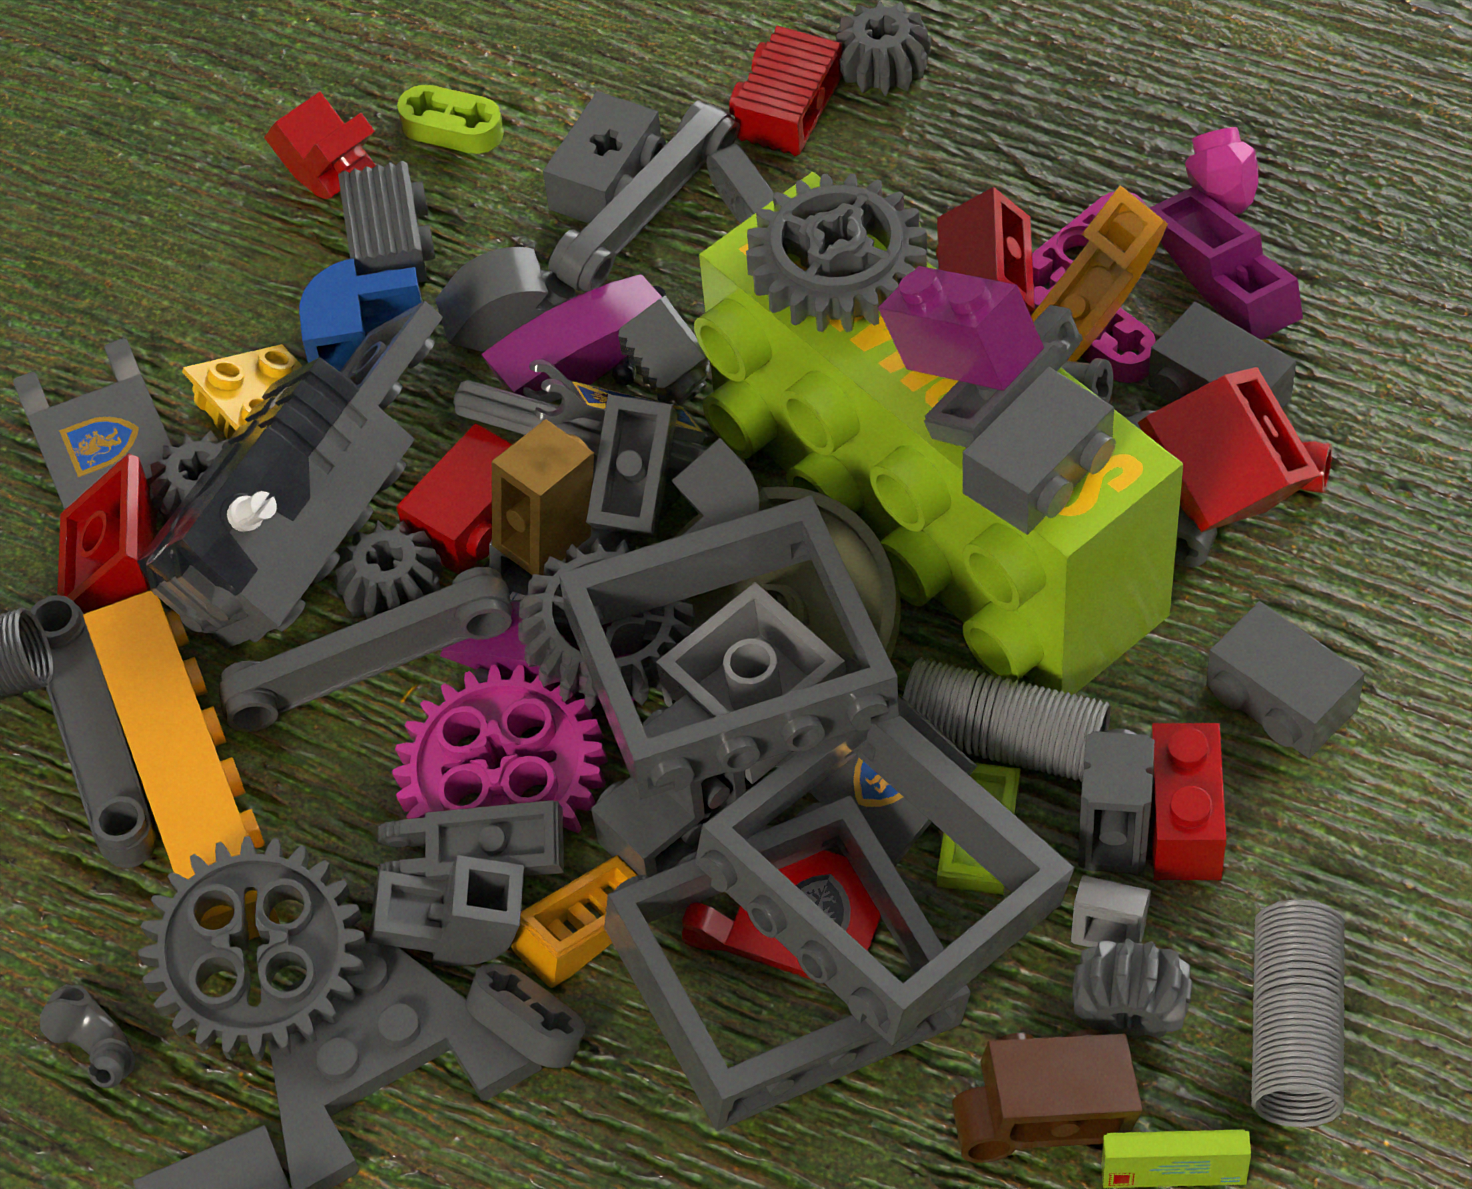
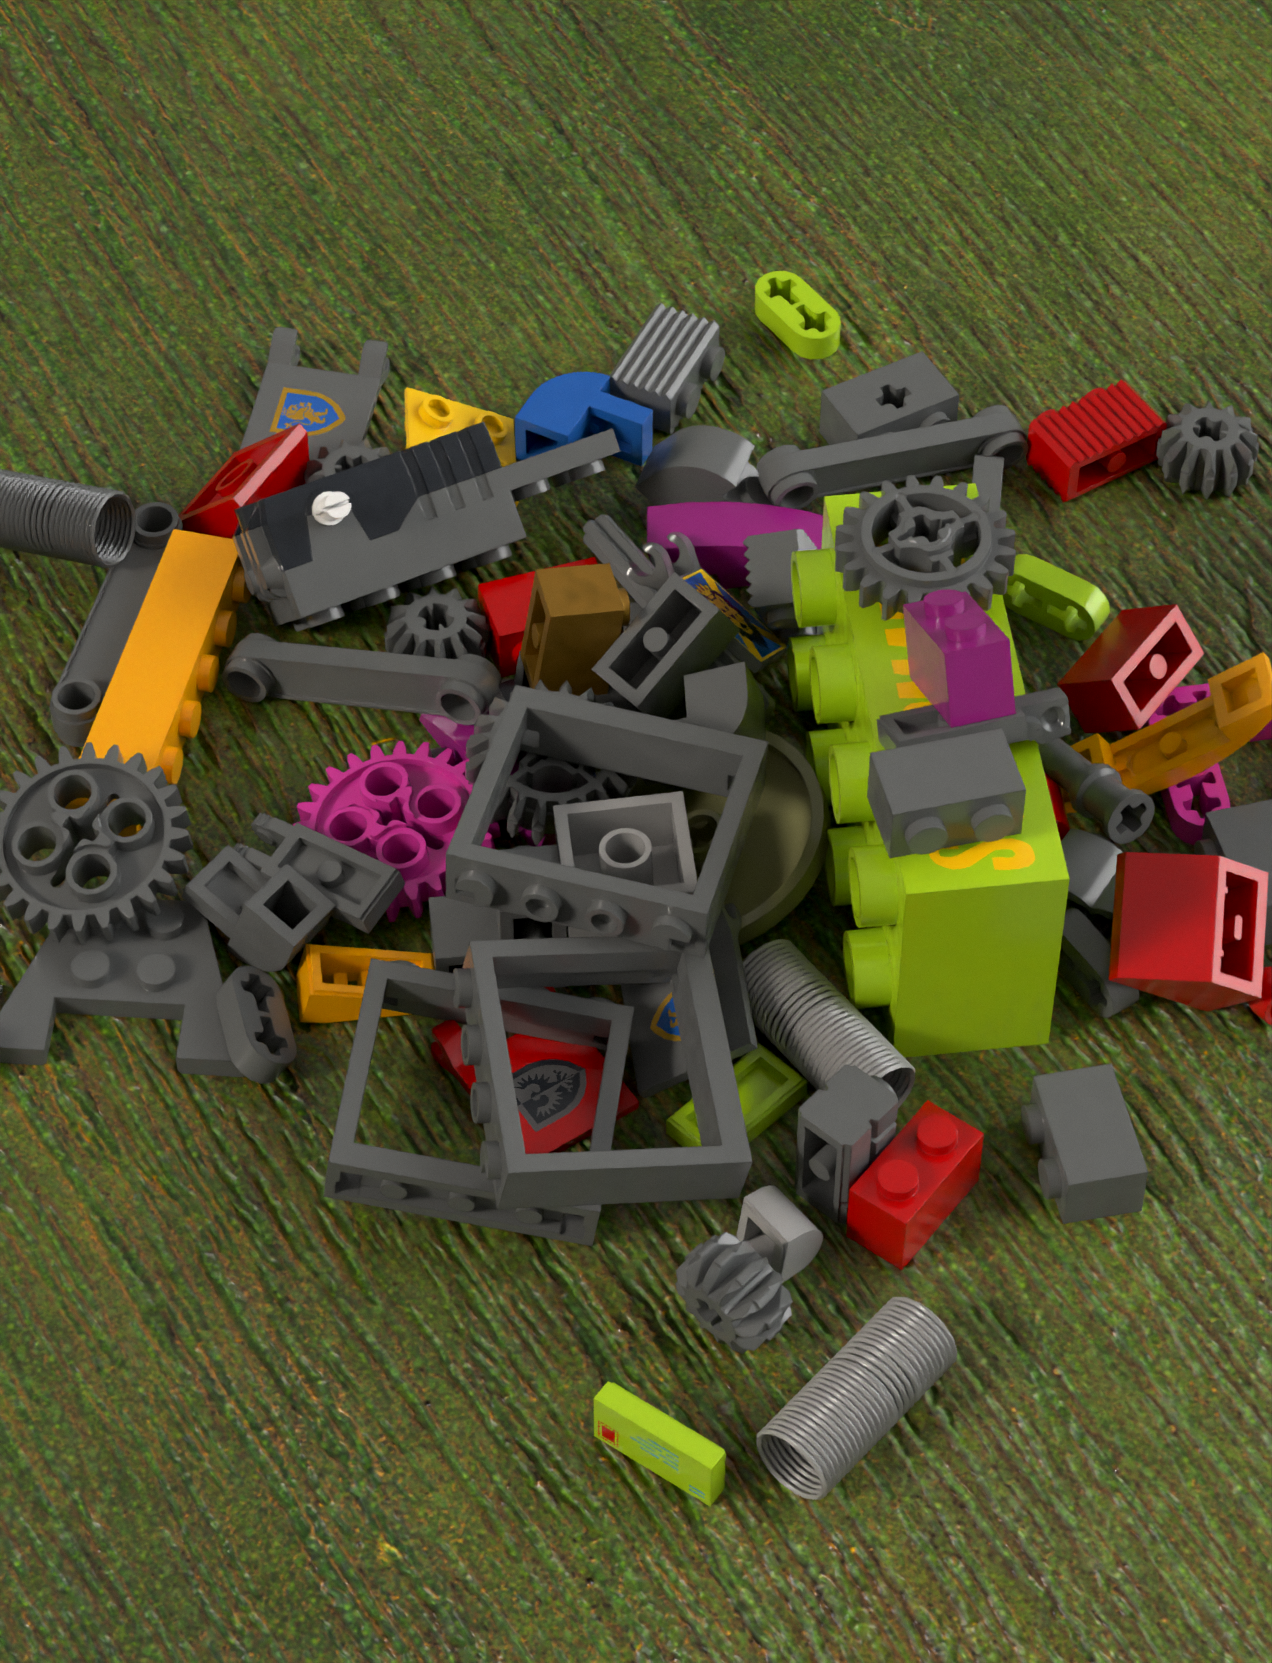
camera: 30 degrees right, 5 degrees down
(320, 145) = (667, 272): red brick -> none
(1047, 1094) = (598, 1328): reddish brown hinge -> none

